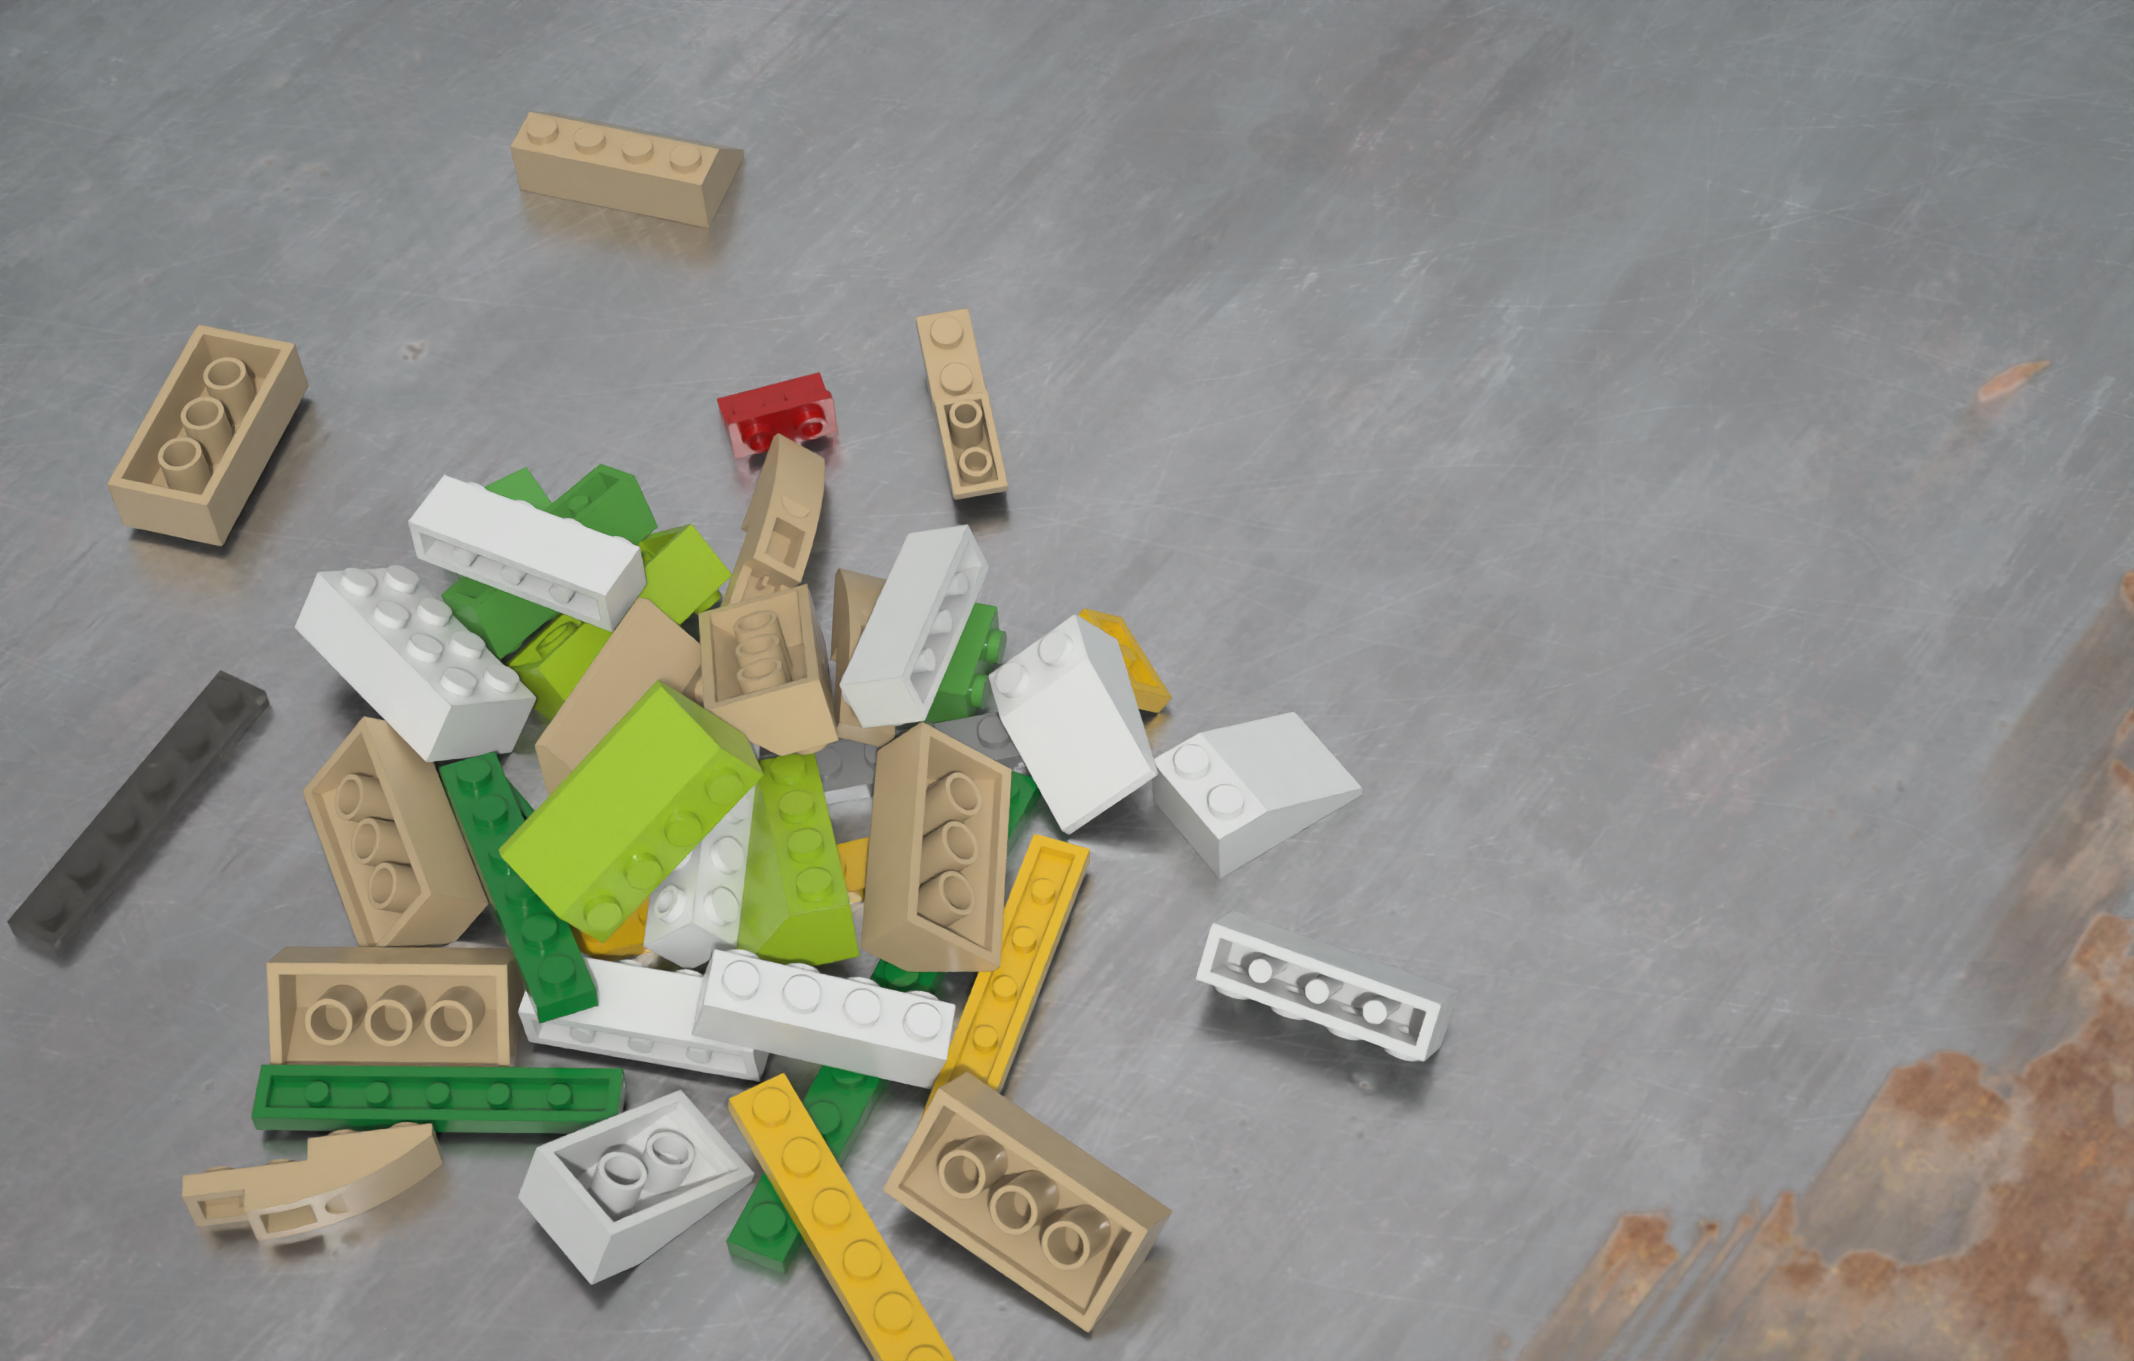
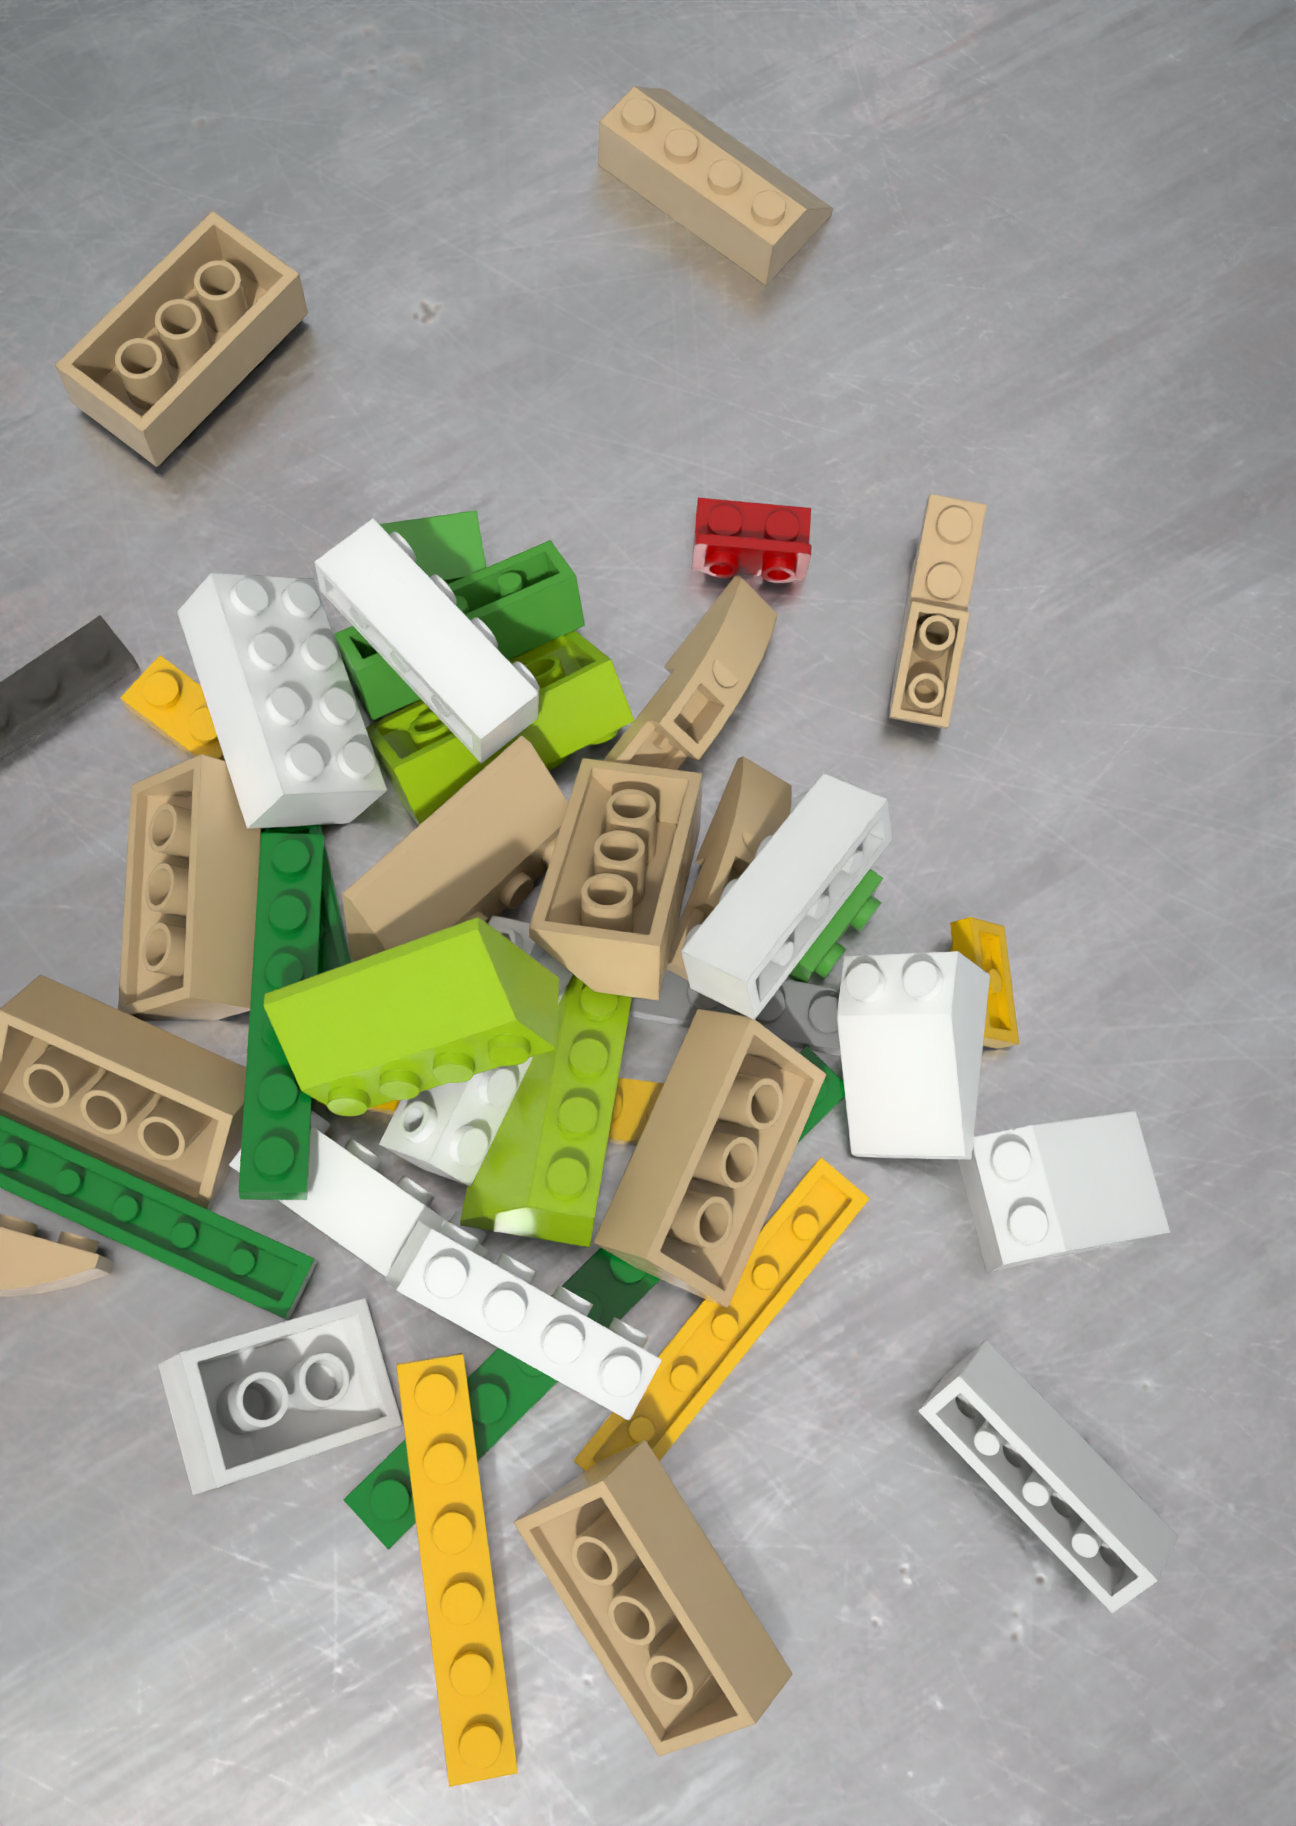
camera: 10 degrees right, 20 degrees up
(316, 715) = (174, 708): none -> yellow plate

